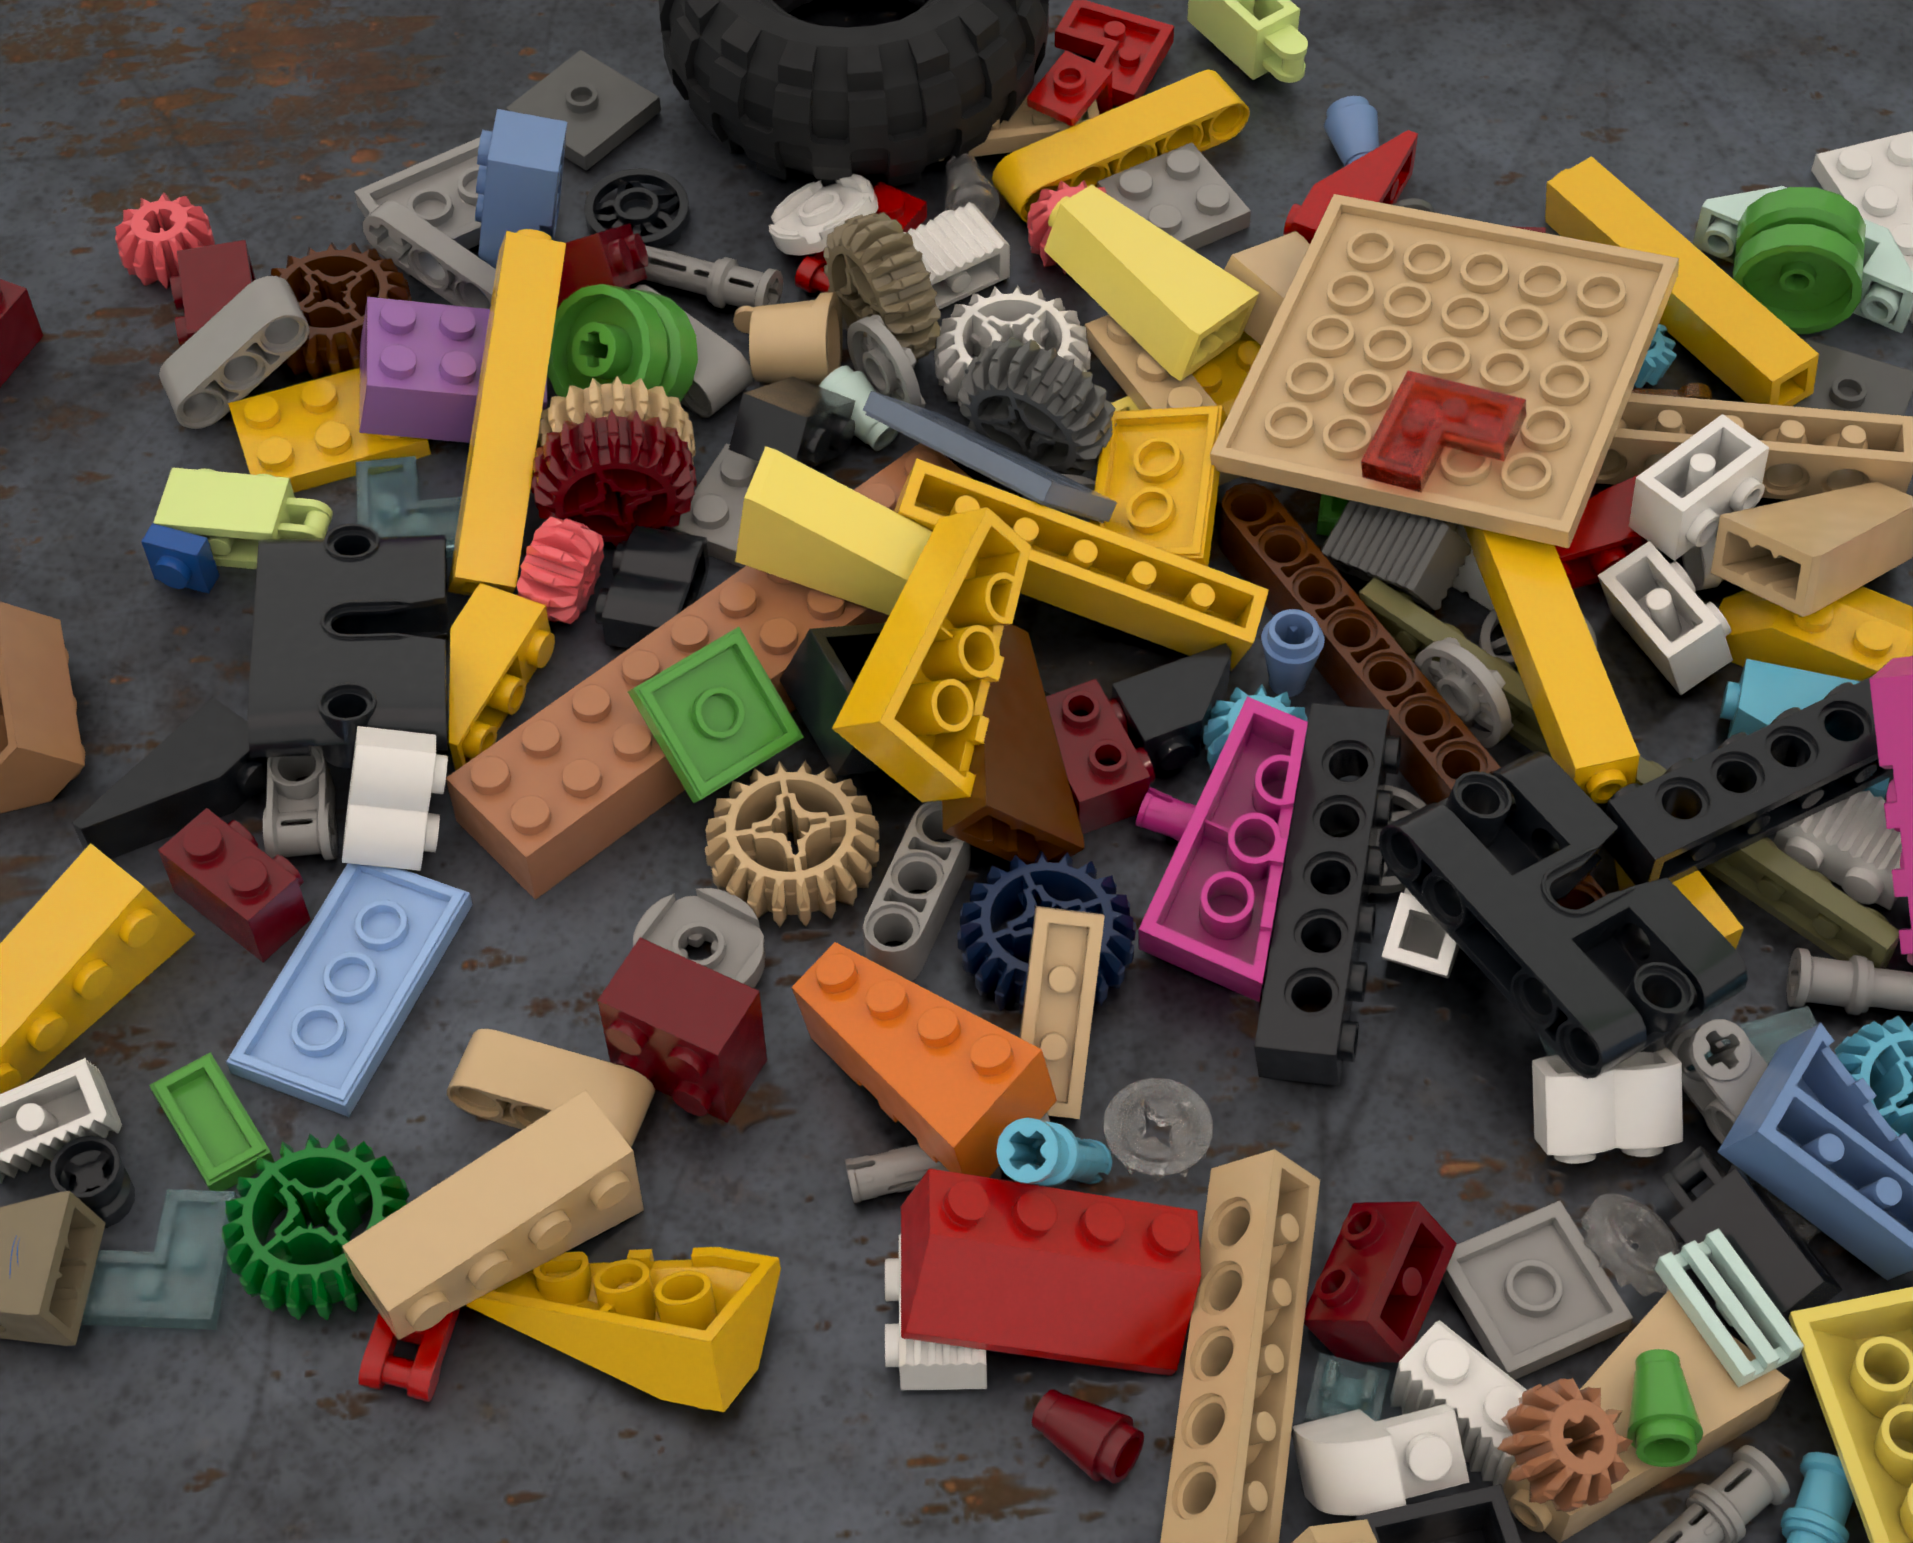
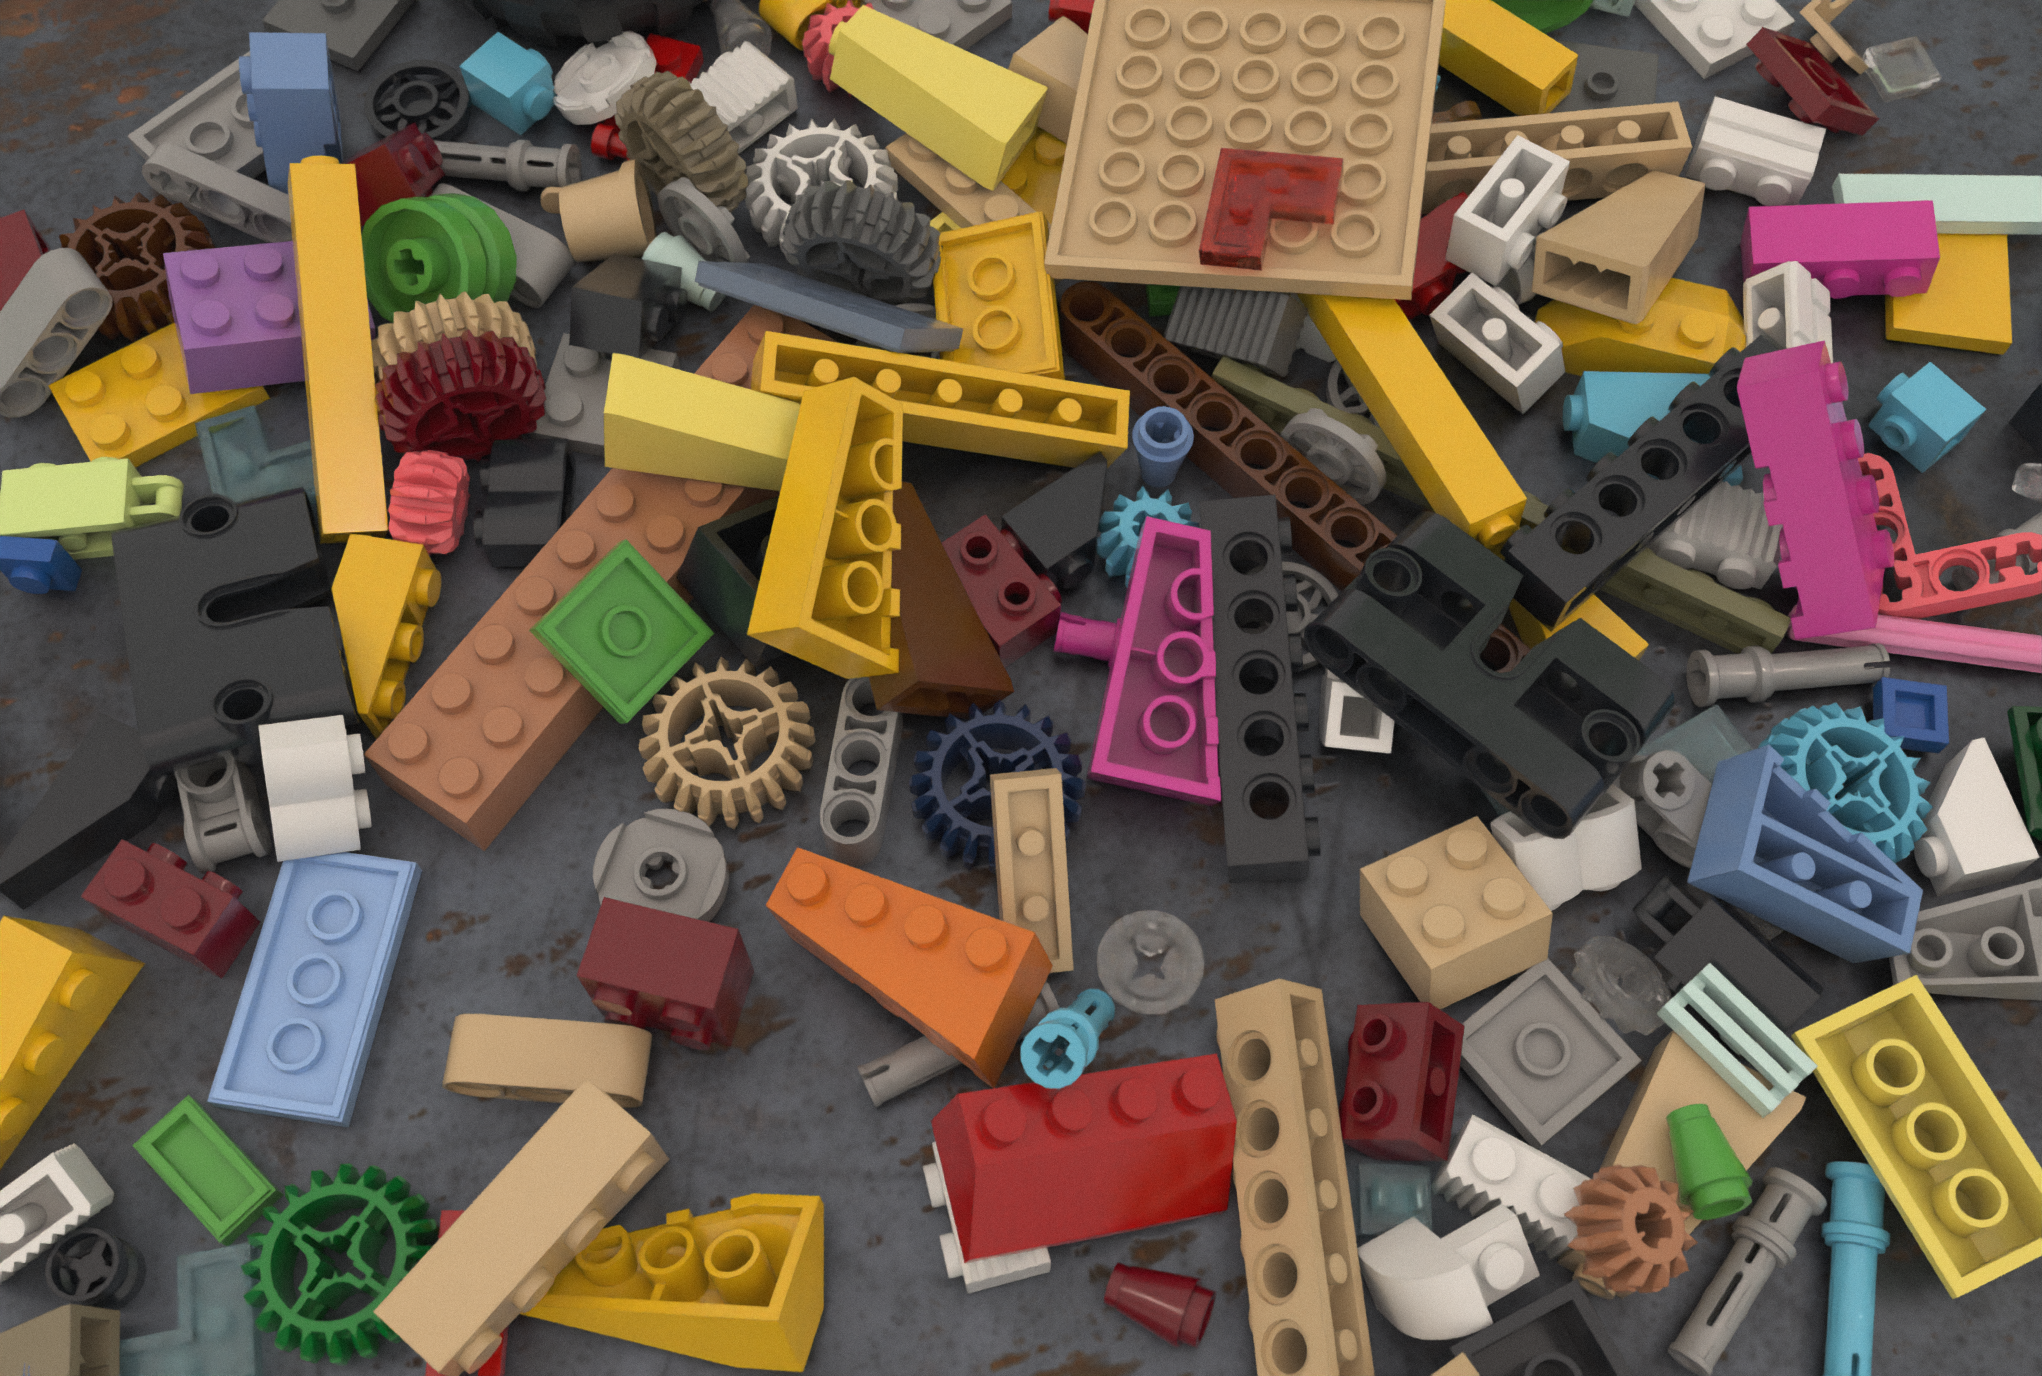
camera: 15 degrees left, 10 degrees up
(730, 204) = (509, 82): none -> medium azure brick
(1474, 1138) = (1454, 914): none -> tan brick

